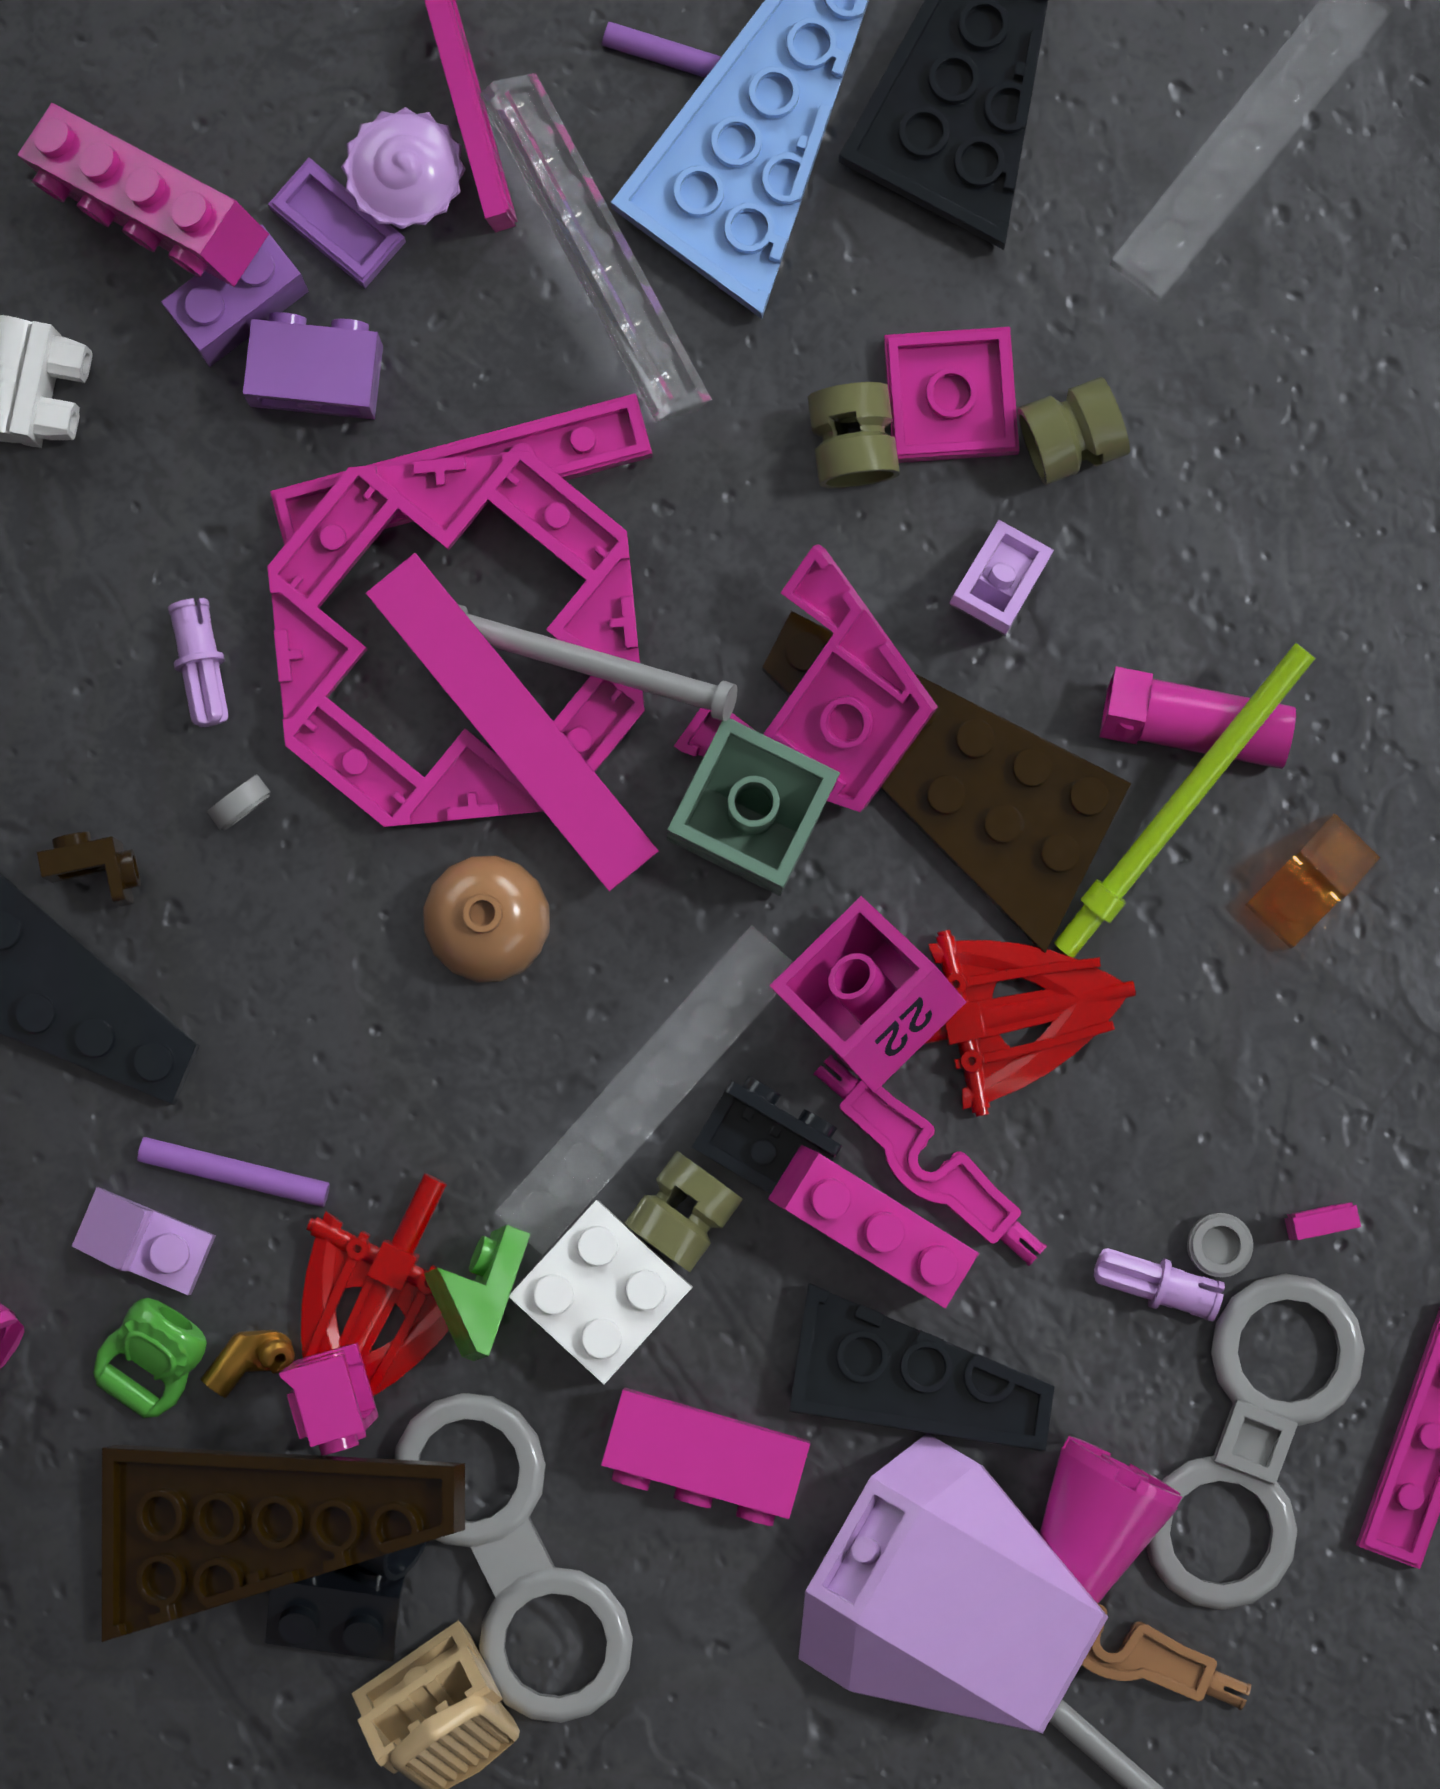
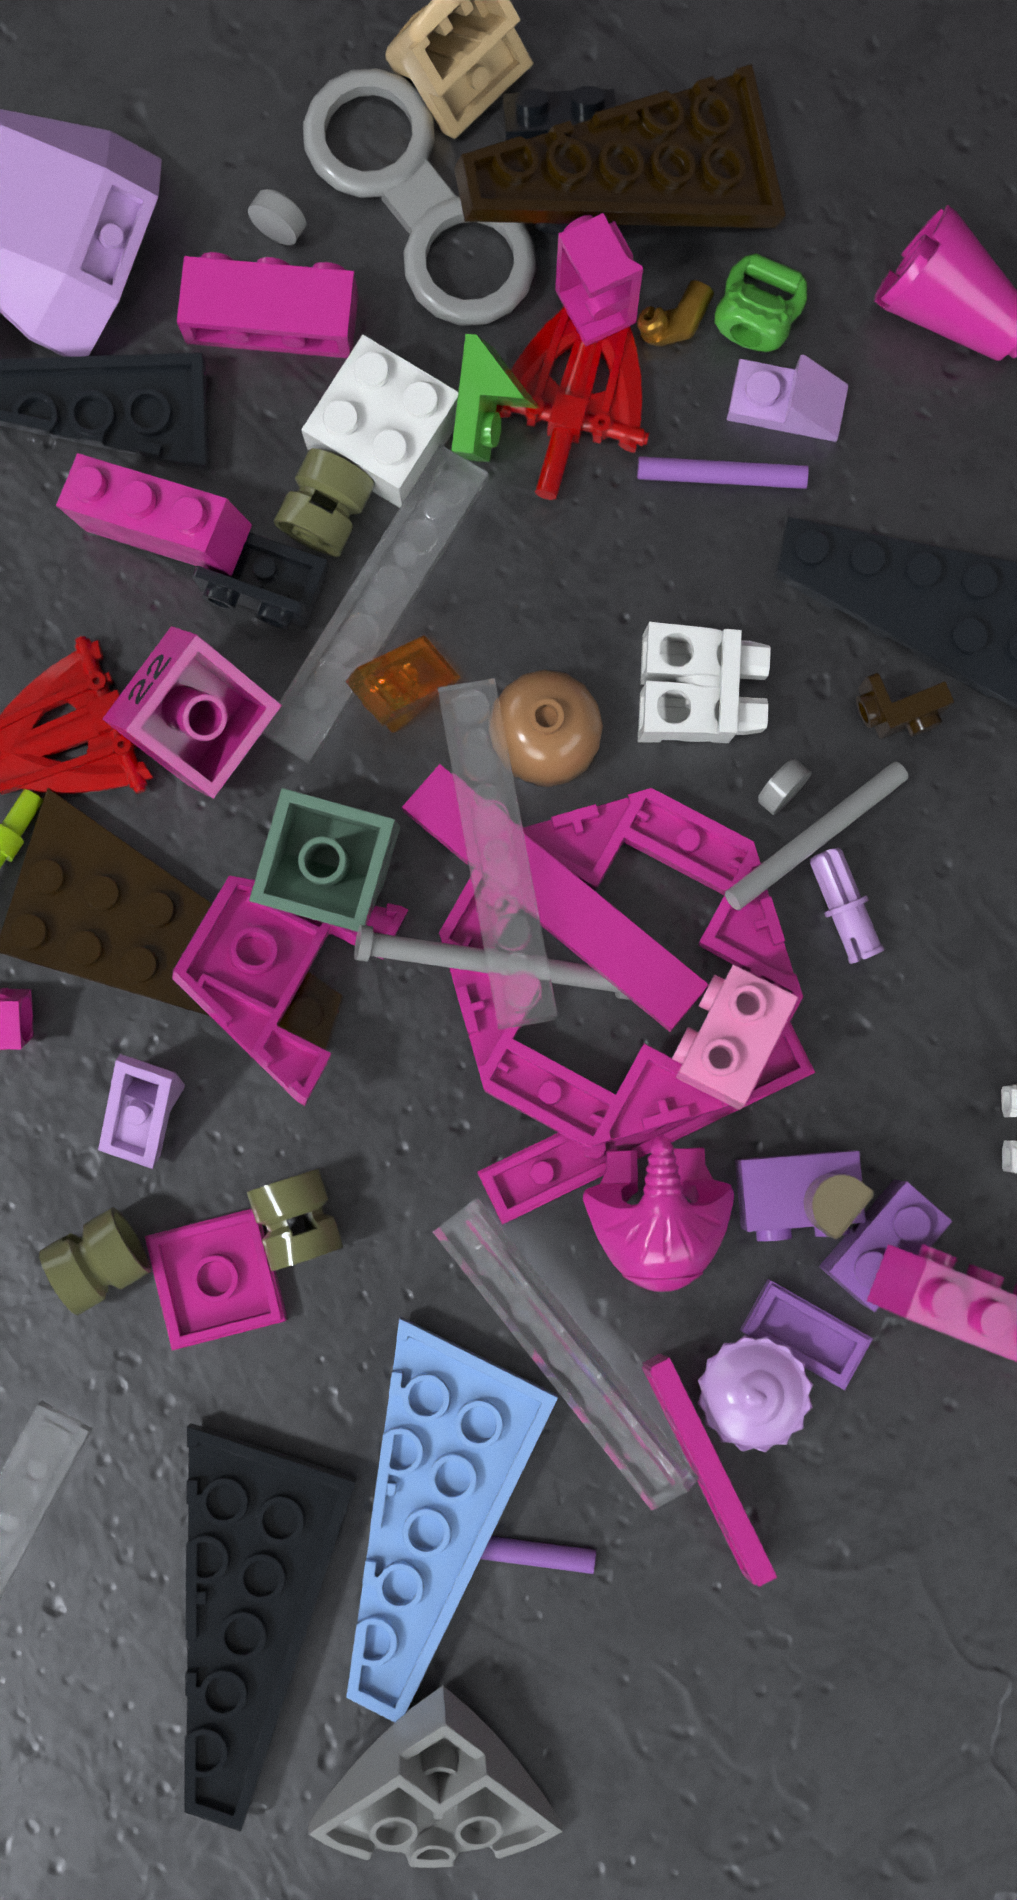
camera: 170 degrees right, 0 degrees up
(215, 740) = (816, 835): none -> light grey bar
(279, 340) = (835, 1202): none -> dark tan brick
(301, 926) = (694, 684): none -> white hips
(350, 530) = (735, 1037): none -> bright pink brick
(464, 338) = (664, 1237): none -> dark pink piece
(564, 777) = (497, 854): none -> clear plate
(632, 994) = (402, 682): none -> clear orange slope
(677, 1559) = (277, 216): none -> light grey tile
(956, 1182) = (99, 575): dark pink piece -> none

